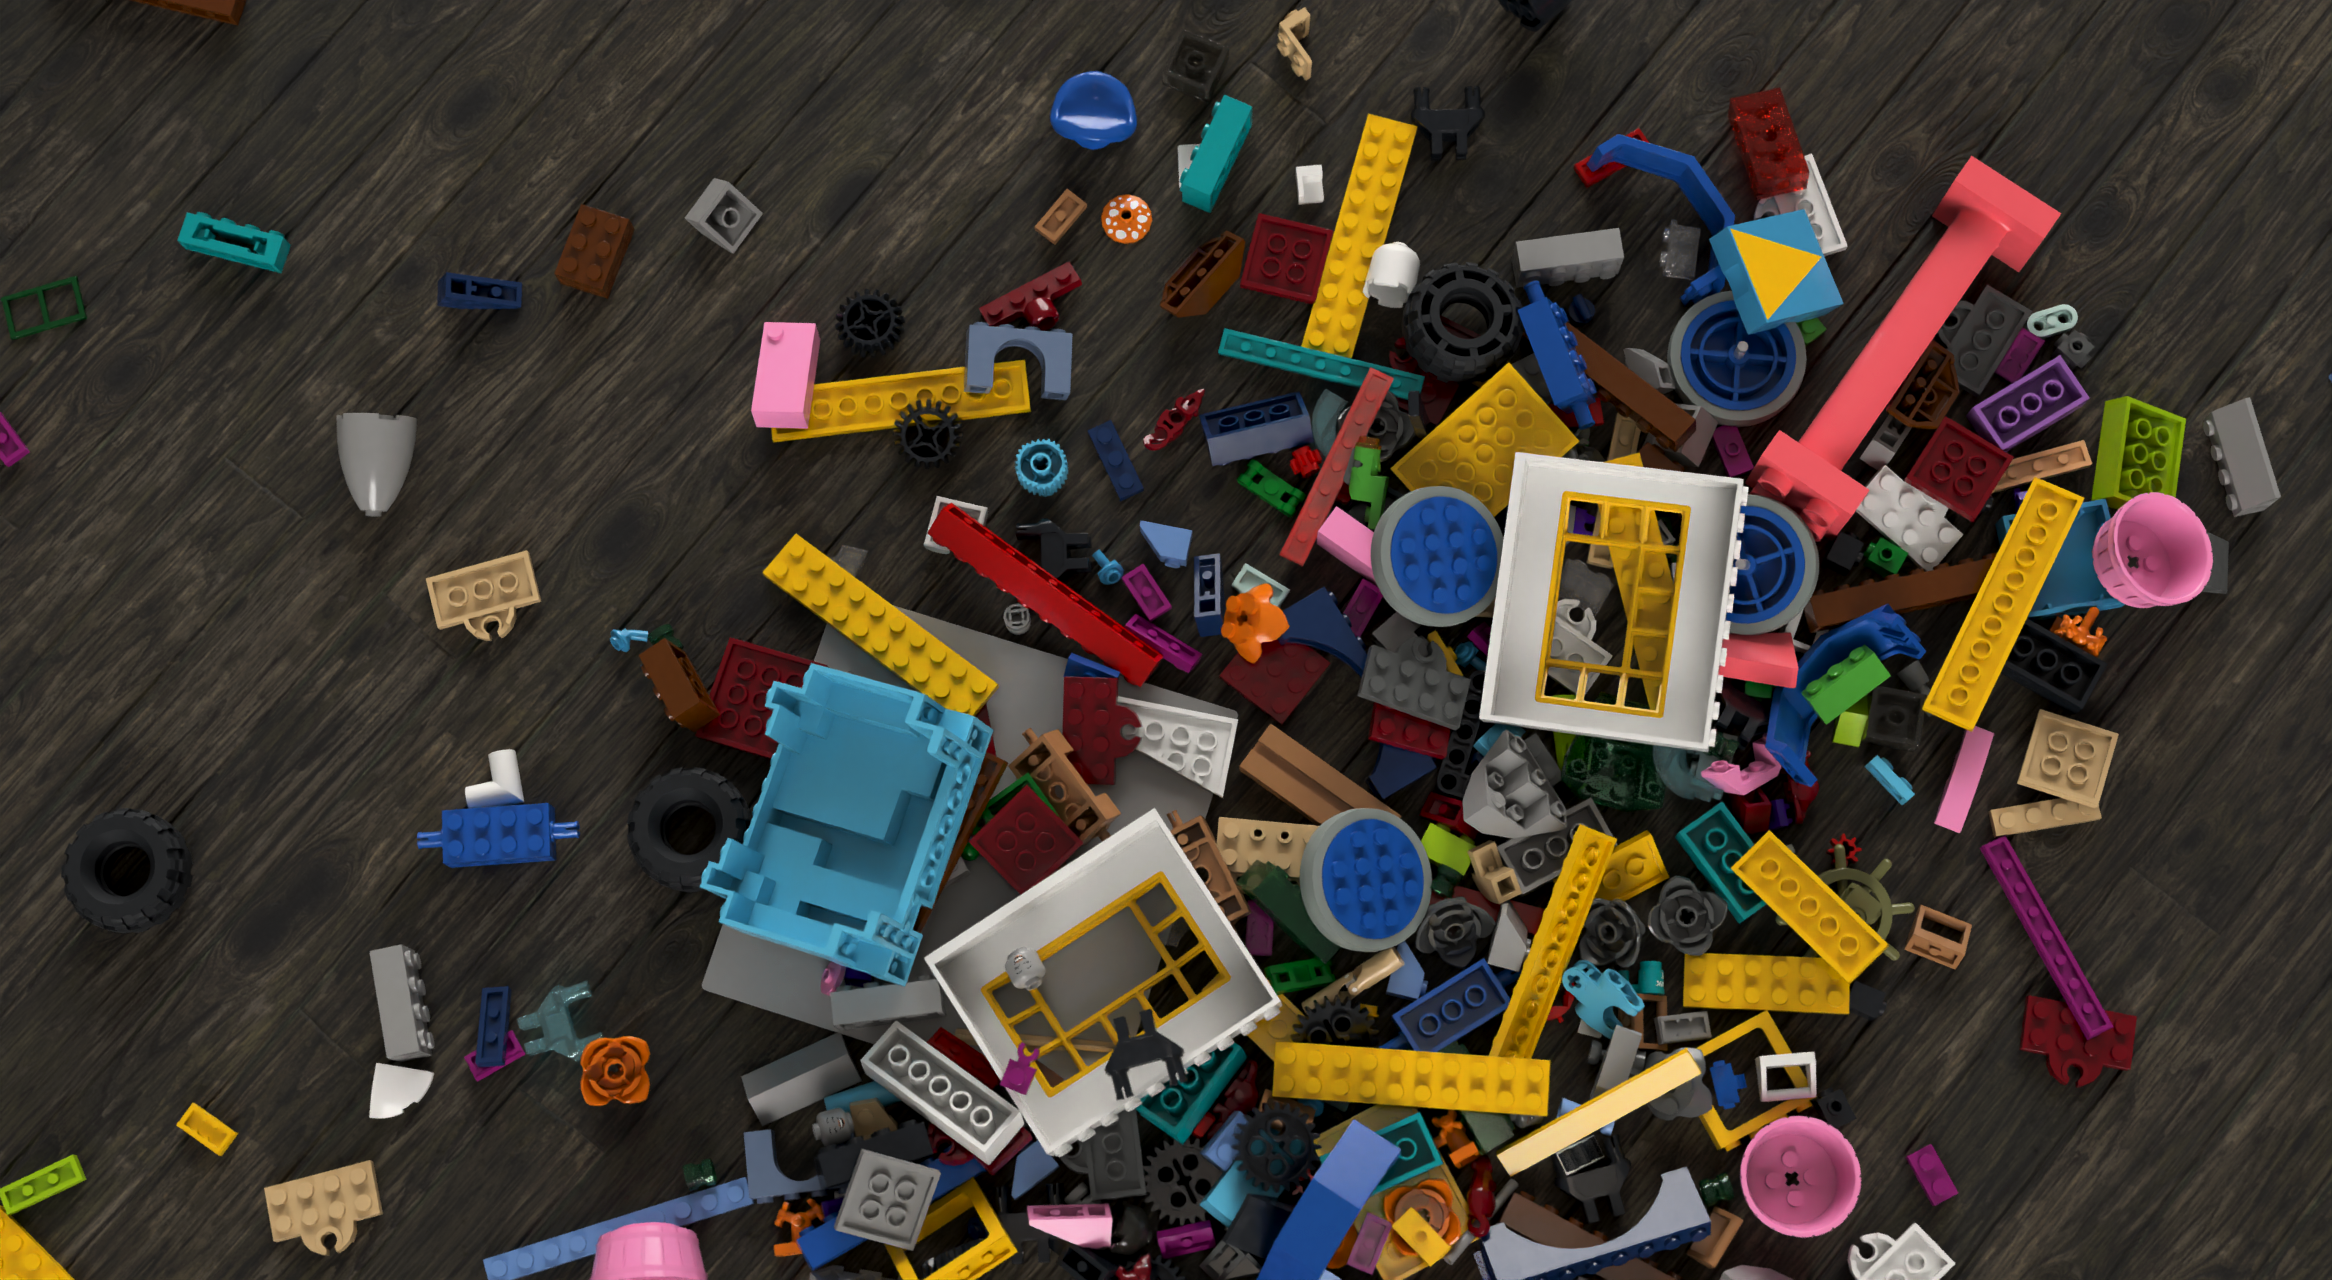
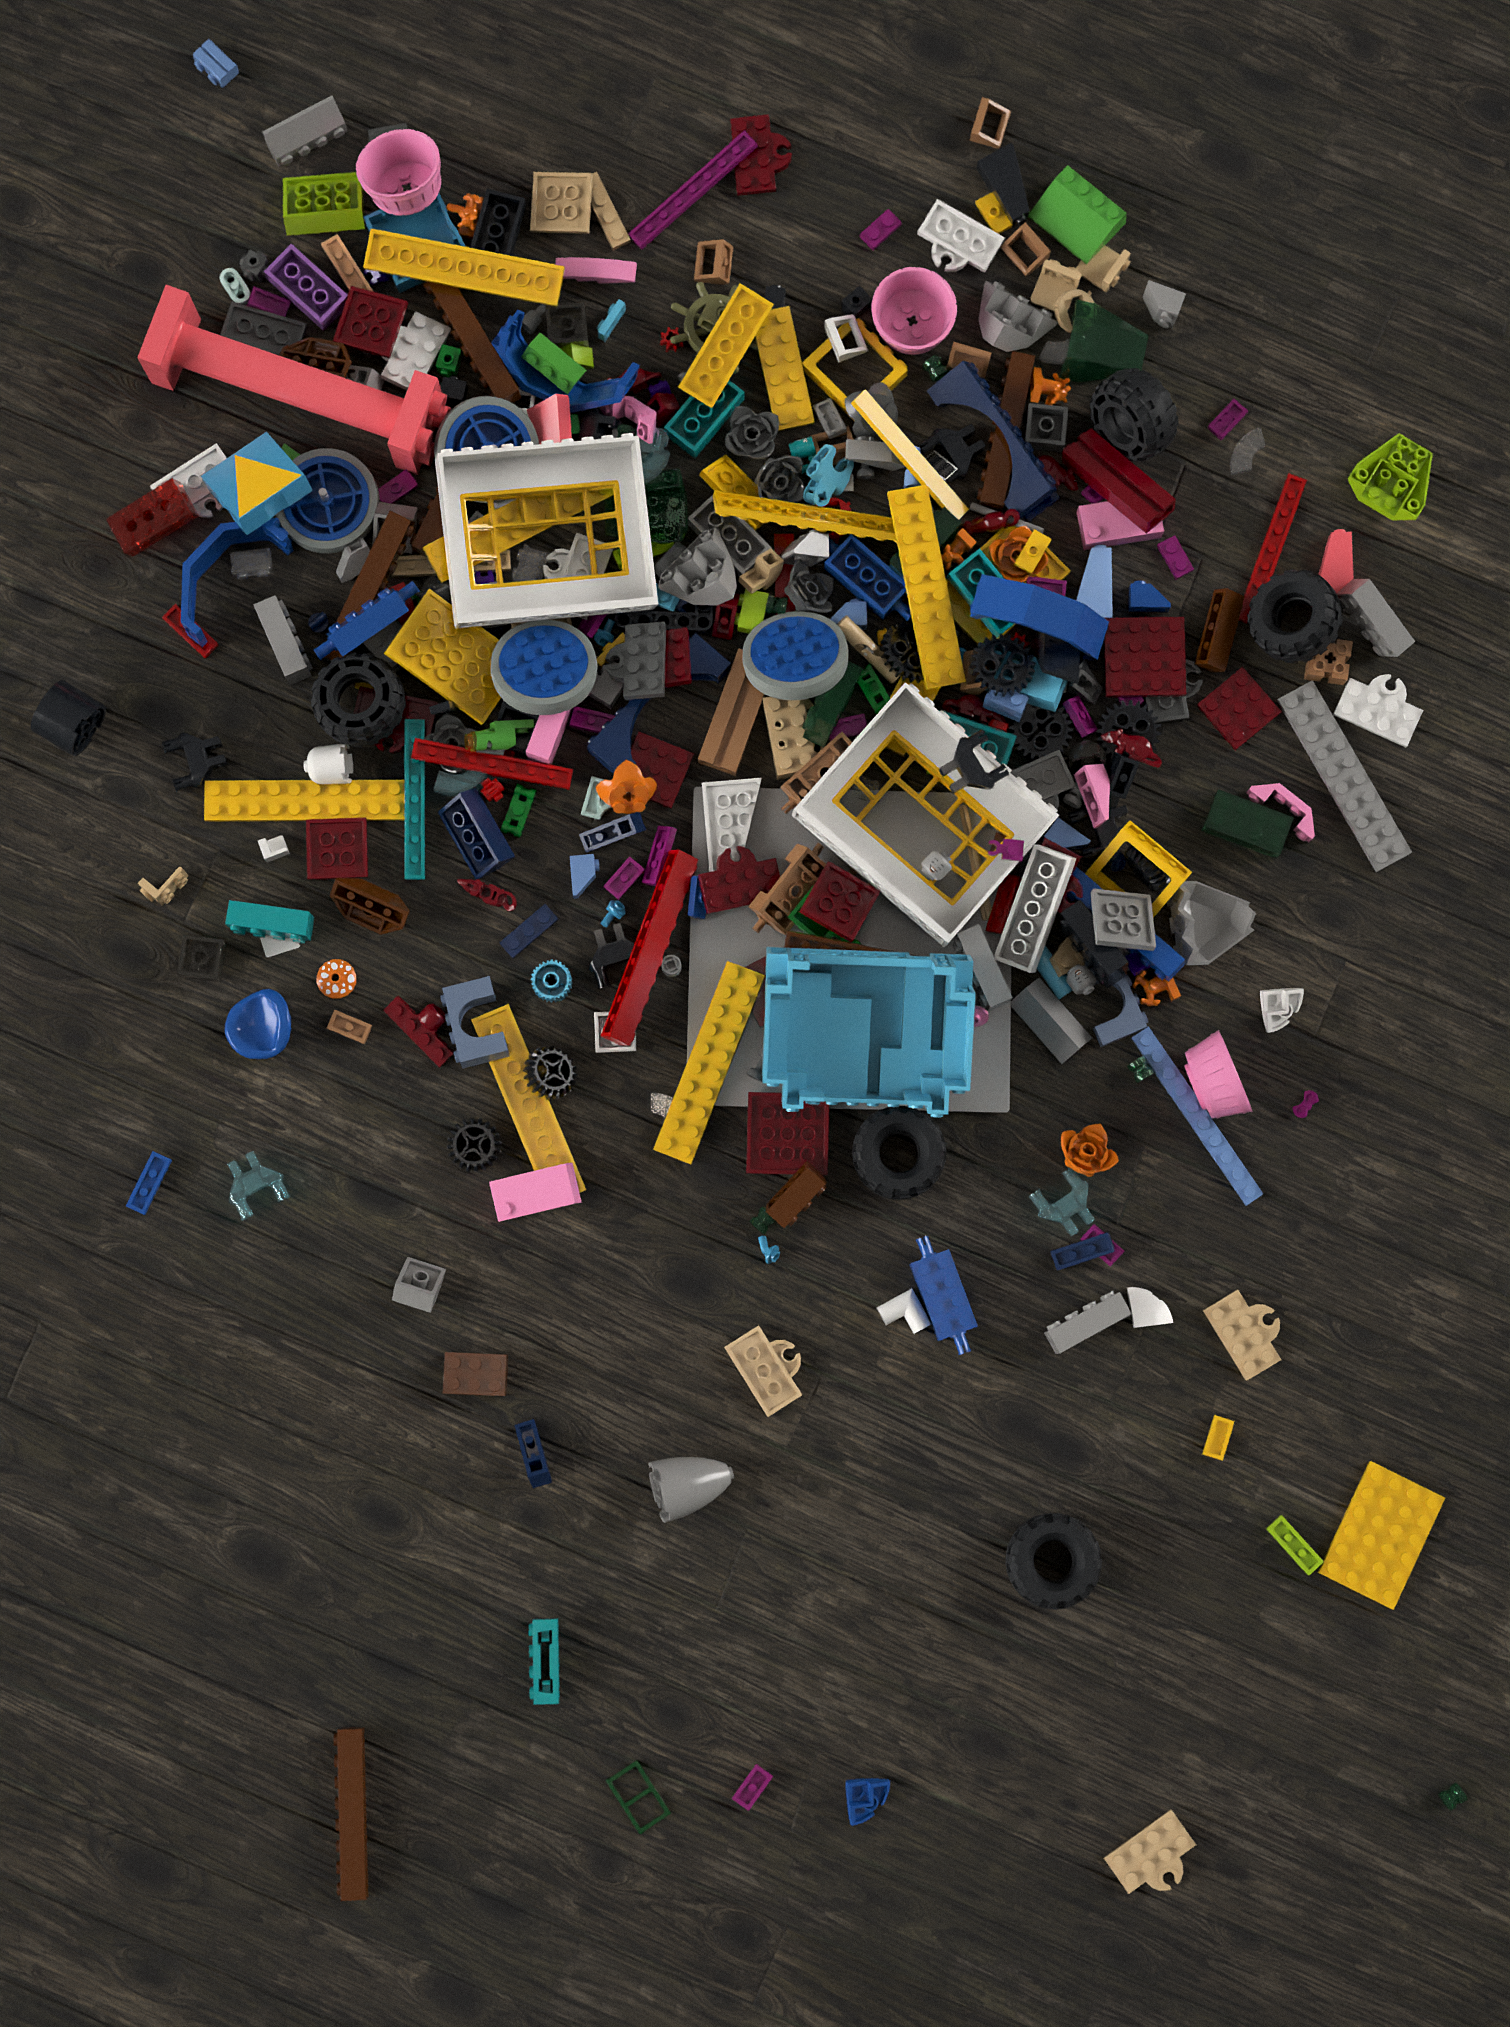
camera: 115 degrees left, 5 degrees up
(910, 64) = (252, 1182): none -> clear light blue connector
(1726, 1084) = (863, 376): blue piece -> none

